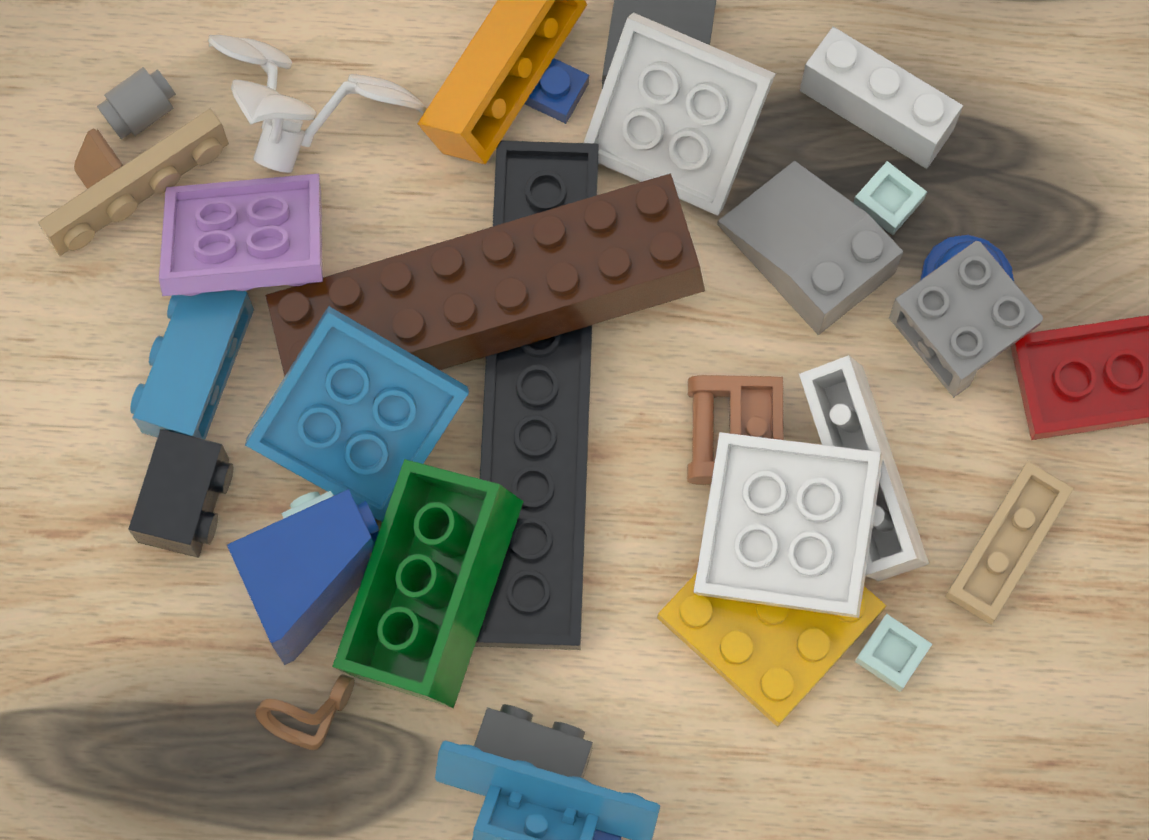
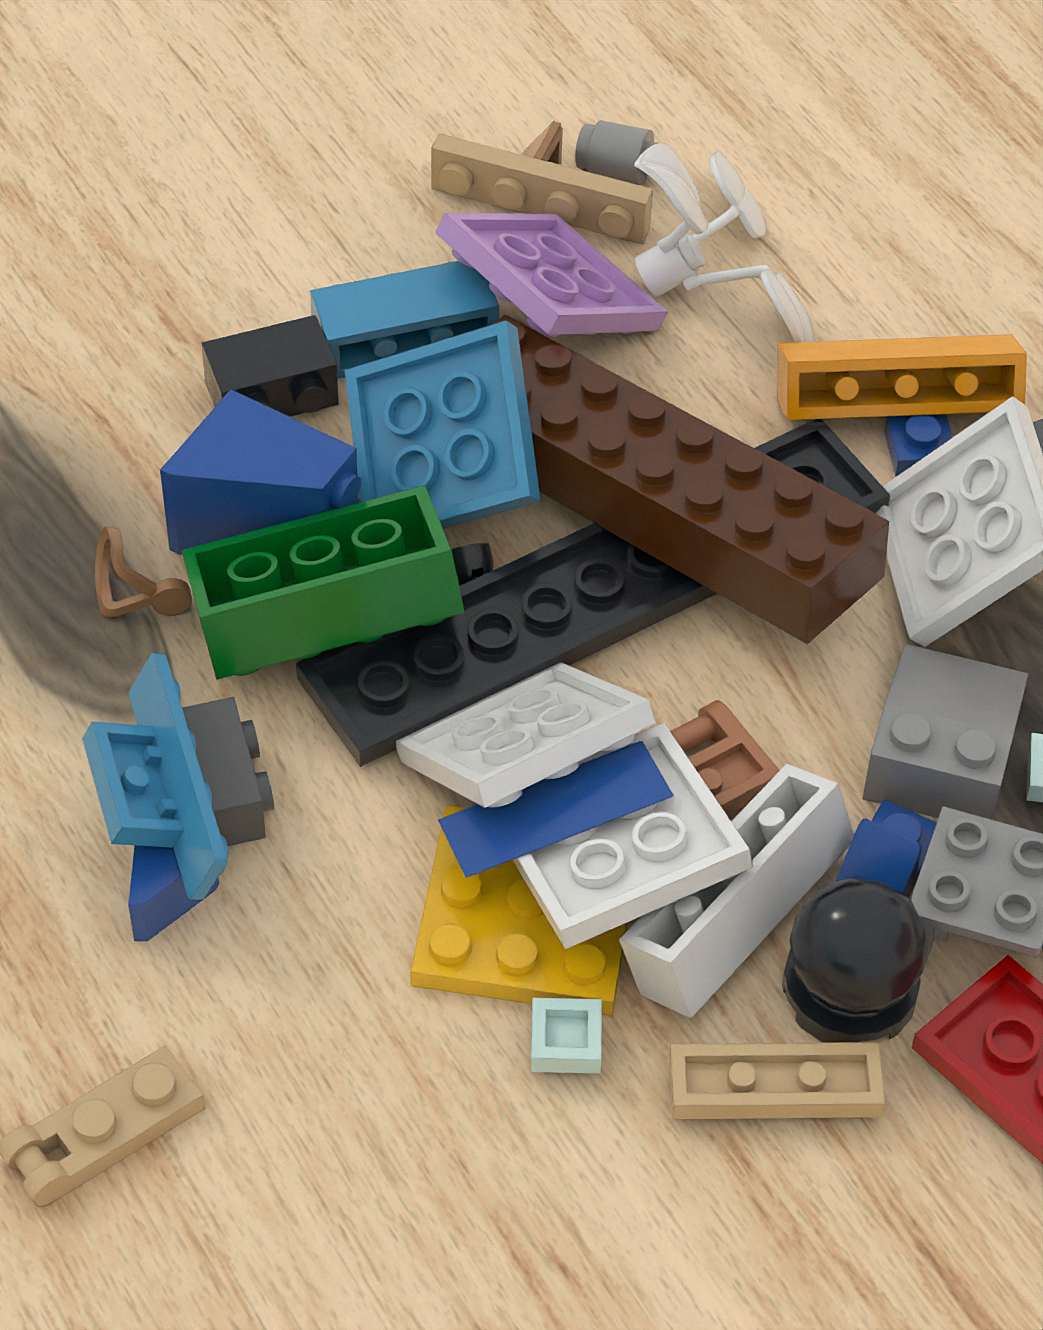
camera: 55 degrees right, 20 degrees down
(458, 459) = (472, 561): none -> black hinge
(656, 528) = (526, 734): none -> white plate
(742, 551) = (556, 809): none -> blue sticker
(890, 360) = (889, 847): none -> blue slope
(965, 435) = (855, 961): none -> black tile

